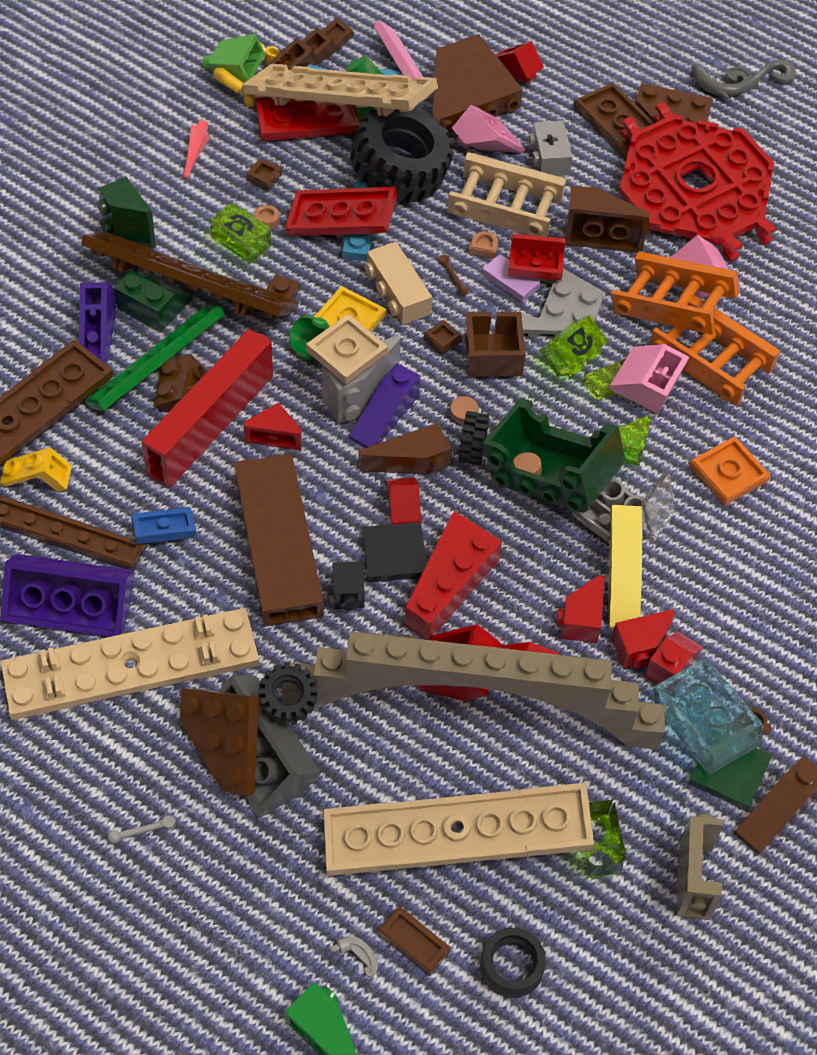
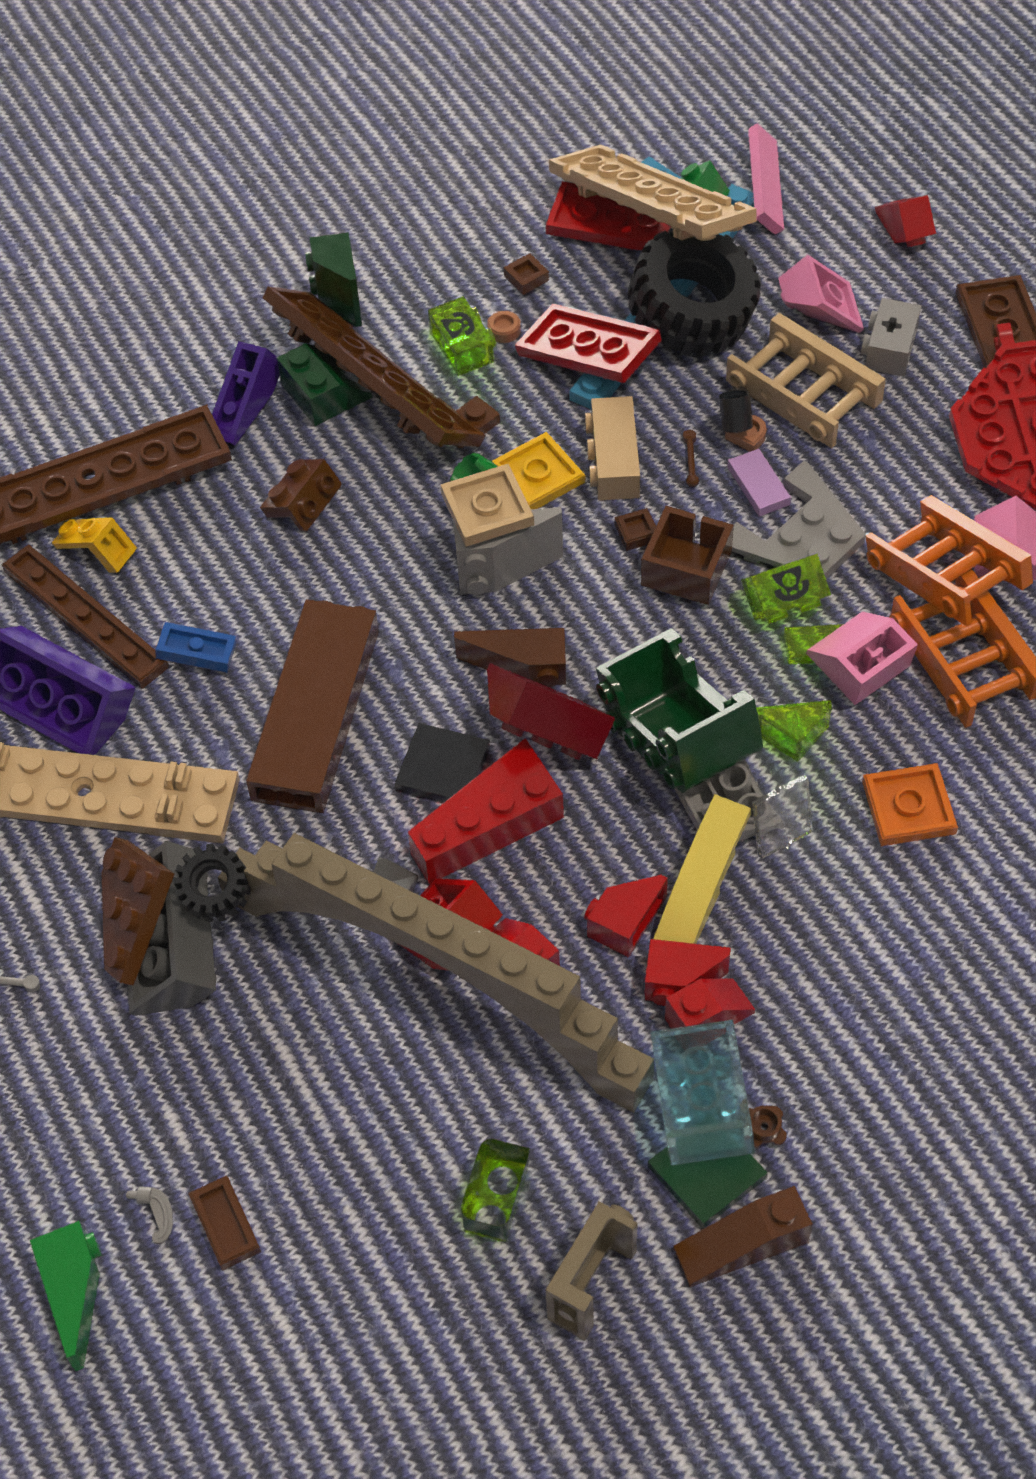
camera: 30 degrees right, 0 degrees up
(154, 358) = (289, 452): green tile -> none
(197, 141) = (471, 213): coral piece -> none
(208, 408) = (311, 527): red brick -> none
(237, 61) = (565, 129): bright green torso -> none
(273, 428) = (375, 575): red slope -> none
(315, 46) = (666, 138): reddish brown slope -> none
(348, 585) = (364, 785): black brick -> none
(387, 406) = (523, 589): dark purple slope -> none
(403, 500) = (475, 712): red slope -> none
(460, 406) = (615, 624): nougat tile -> none
(462, 487) = (546, 714): none -> dark red slope
(472, 437) = (599, 648): black tyre -> none
(474, 76) = (833, 222): reddish brown slope -> none
(474, 229) = (736, 410): none -> black pin
(494, 828) = (373, 1121): tan piece -> none
(518, 937) = (305, 1263): black tyre -> none
(528, 462) = (650, 713): nougat tile -> none
(536, 257) = (795, 465): red bracket -> none
(604, 221) = (902, 444): reddish brown slope -> none

